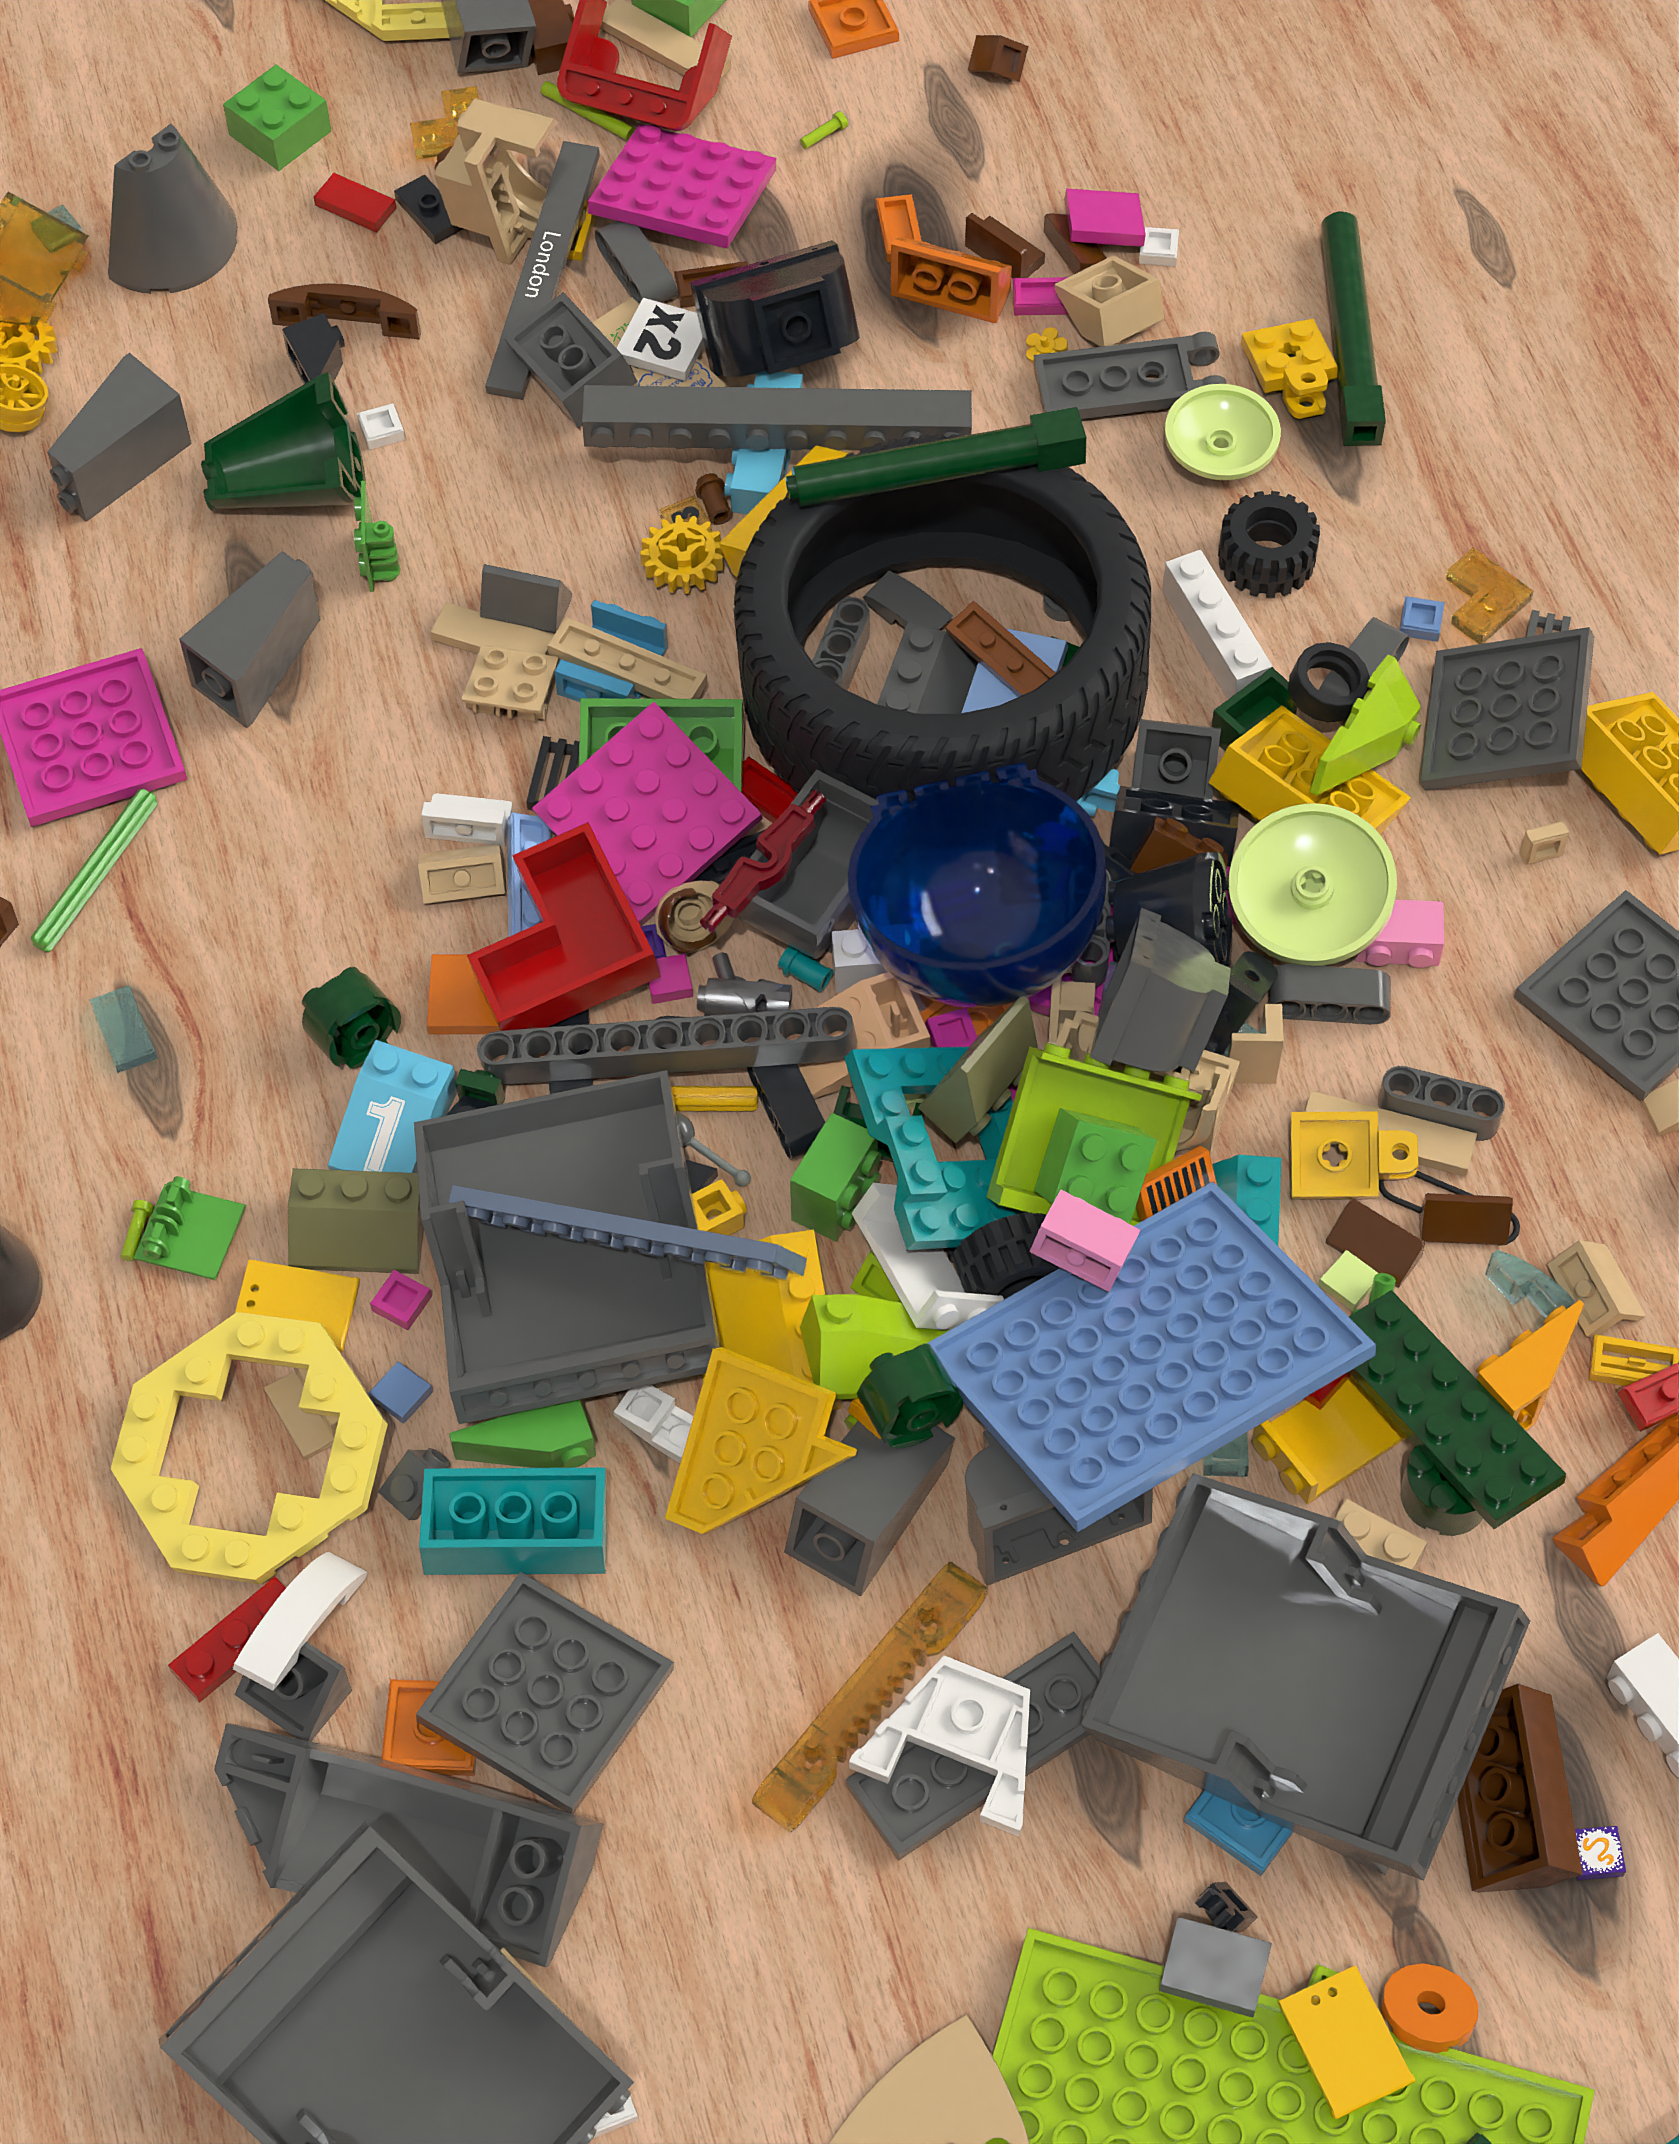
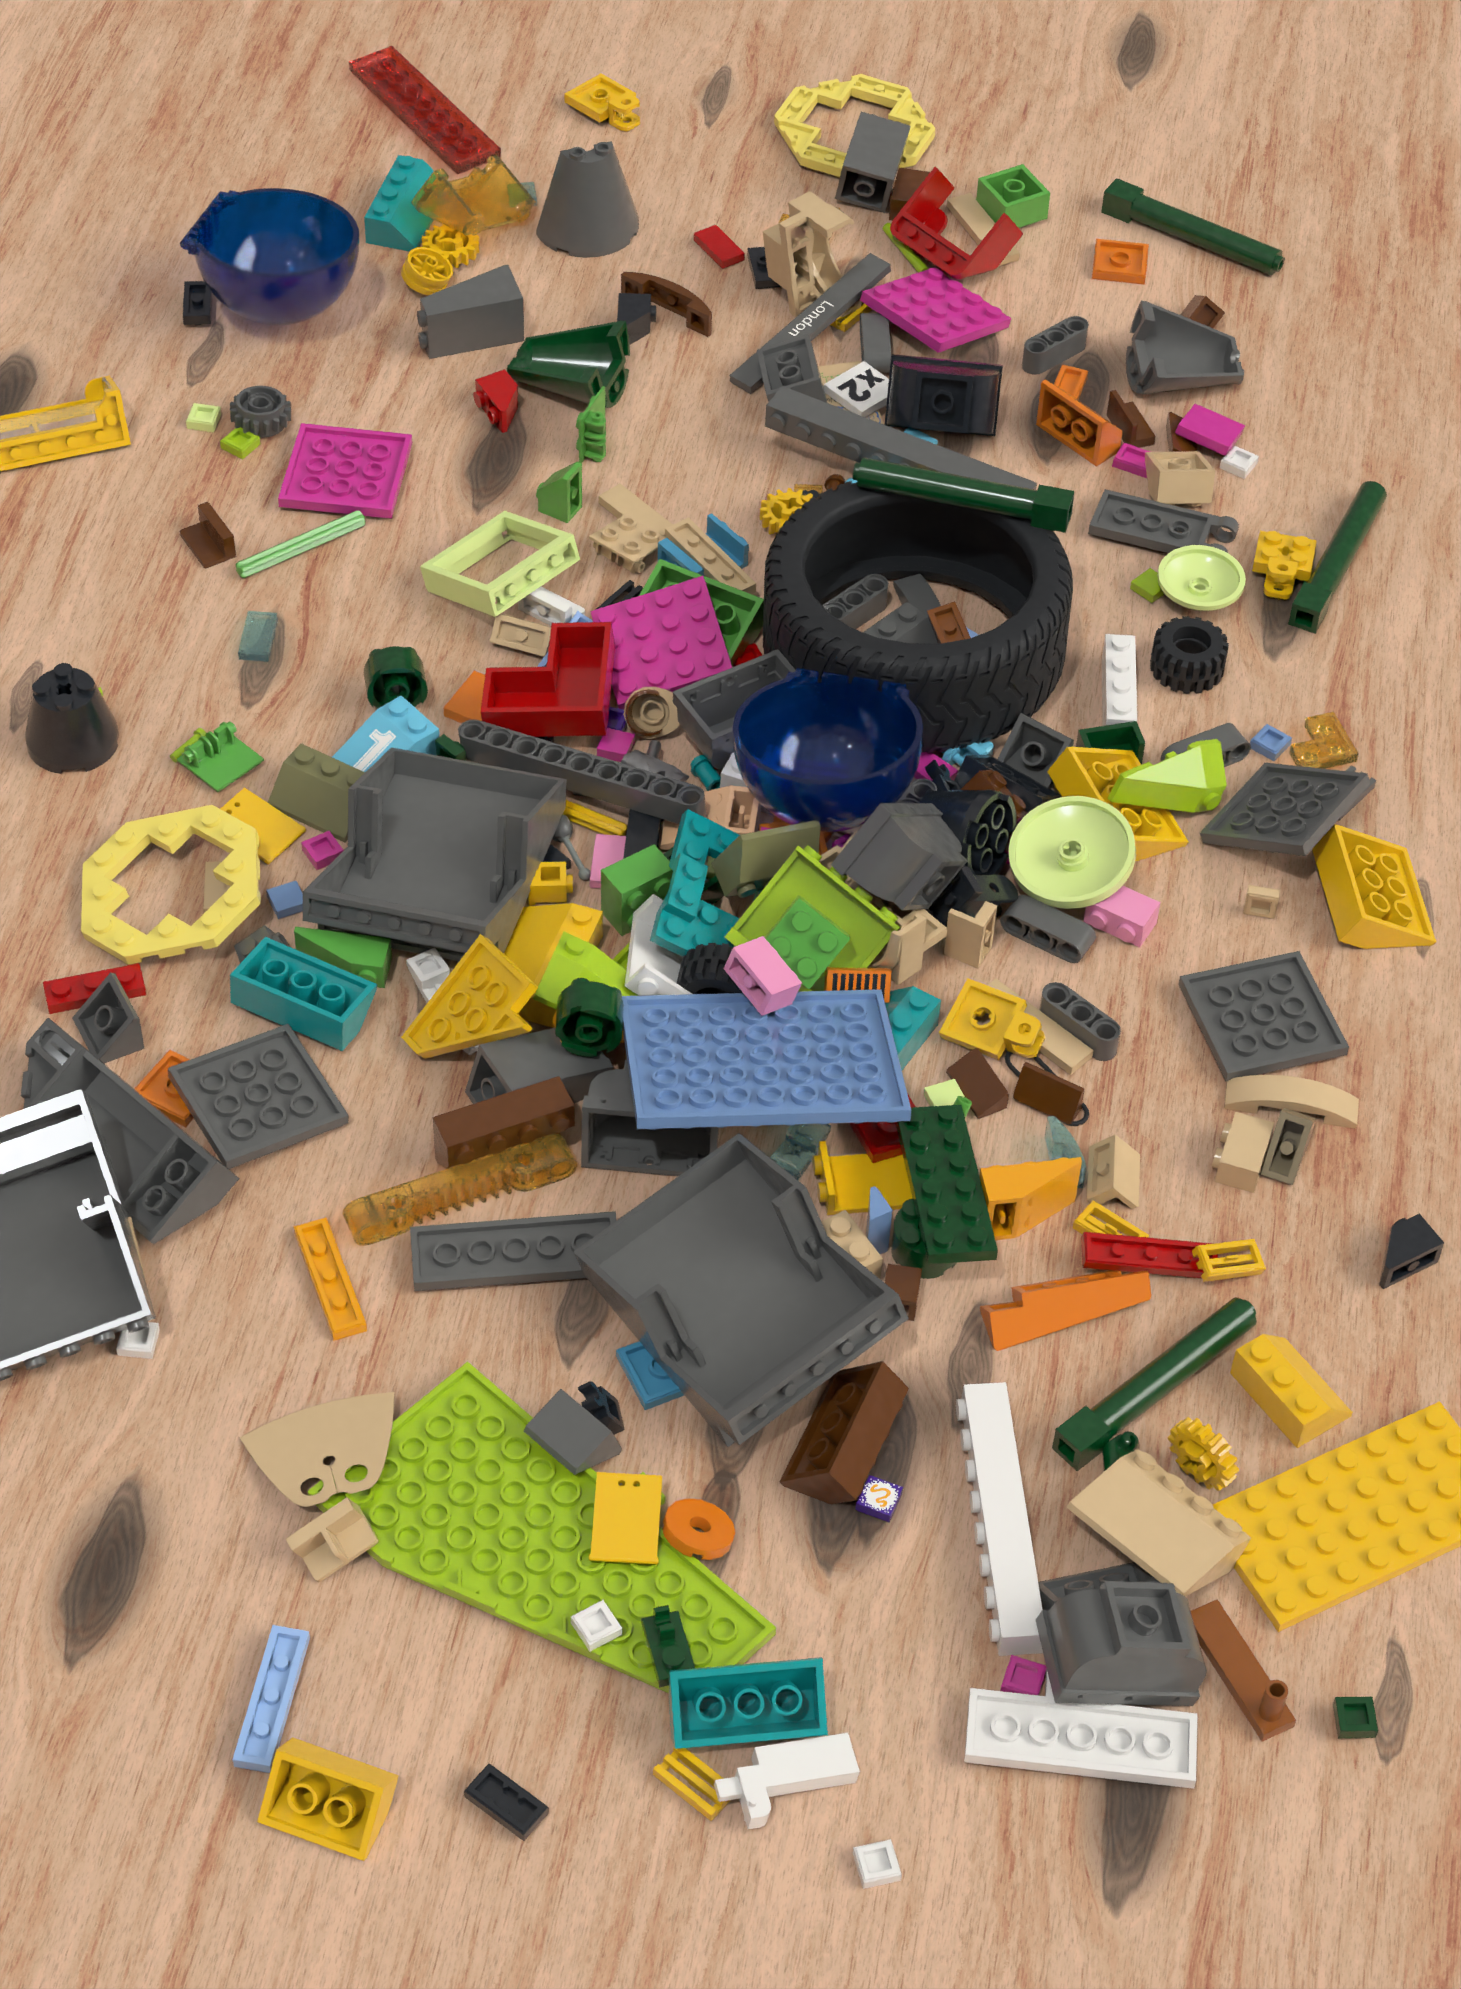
camera: 25 degrees right, 10 degrees down
(96, 47) = (605, 99): none -> yellow plate
(215, 544) = (497, 397): none -> red slope
(252, 638) = (483, 452): dark grey slope -> none
(277, 117) = (700, 180): bright green brick -> none
(295, 1617) = (129, 977): white slope -> none
(381, 426) = (648, 374): white tile -> none
(386, 650) = (561, 493): none -> bright green slope
(426, 810) = (555, 554): none -> yellowish green window
(523, 598) = (668, 495): dark grey slope -> none
(621, 1232) = (475, 851): sand blue plate -> none
(751, 876) = (692, 689): dark red piece -> none
(760, 1147) = (607, 851): none -> bright pink tile
(786, 1896) = (330, 1279): none -> light orange tile
(838, 121) = (1055, 315): lime piece -> none
(852, 175) = (1055, 345): none -> dark grey beam
(882, 1589) = (502, 1122): none -> reddish brown slope
(966, 1719) = (506, 1222): white wing -> none
(1008, 130) = (1178, 353): none -> dark grey cone
(1045, 344) = (1124, 487): yellow plant -> none
(1158, 465) = (1147, 585): none -> lime tile
(1335, 658) = (1166, 723): black tyre -> none
(1387, 1491) = (878, 1221): none -> medium blue slope
(1463, 1563) = (906, 1283): none -> reddish brown panel

